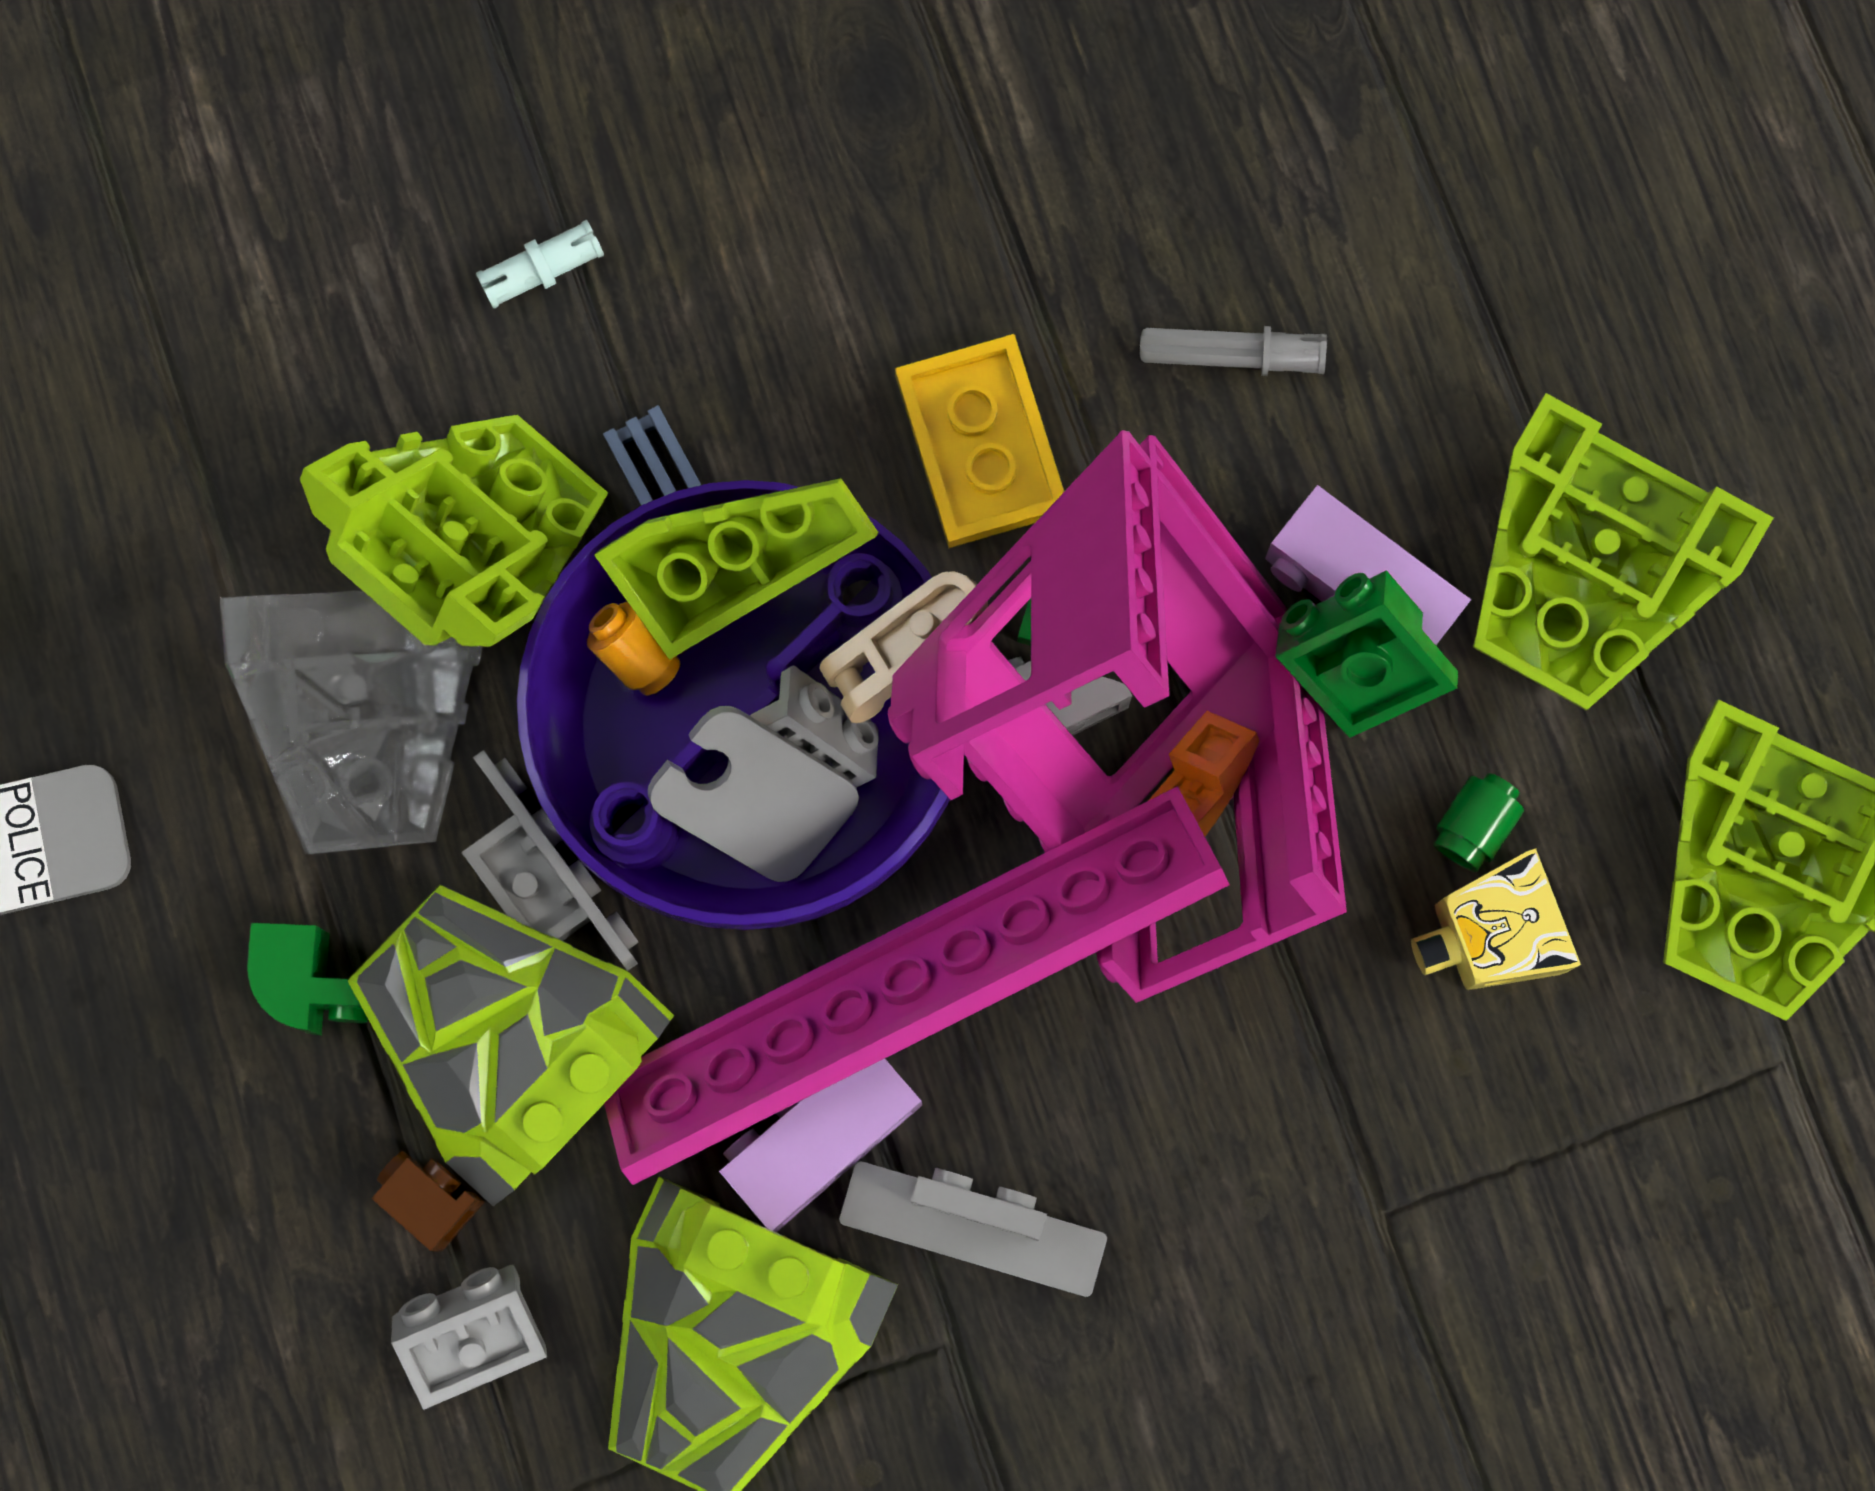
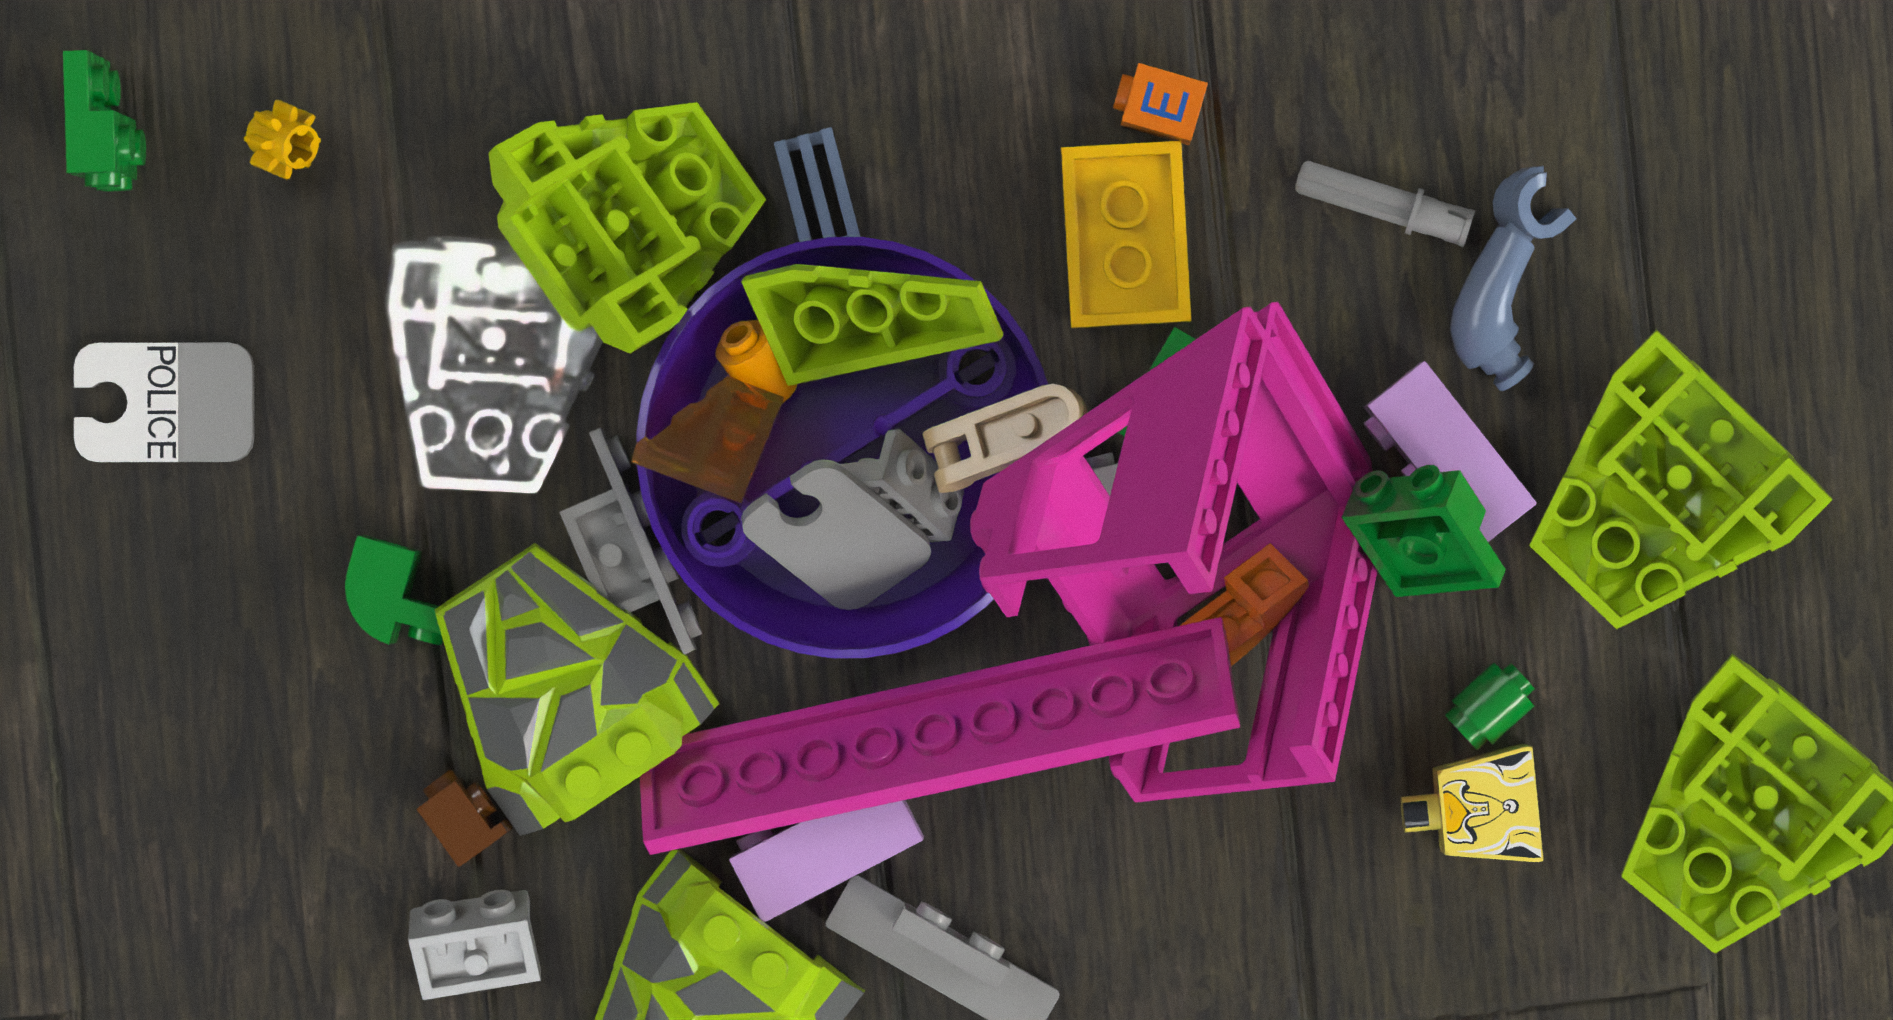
camera: 10 degrees right, 10 degrees up
(98, 543) = (282, 139): none -> yellow gear
(603, 726) = (715, 440): none -> clear orange wing
(983, 302) = (1160, 103): none -> orange brick
(1361, 429) = (1482, 314): none -> sand blue piece

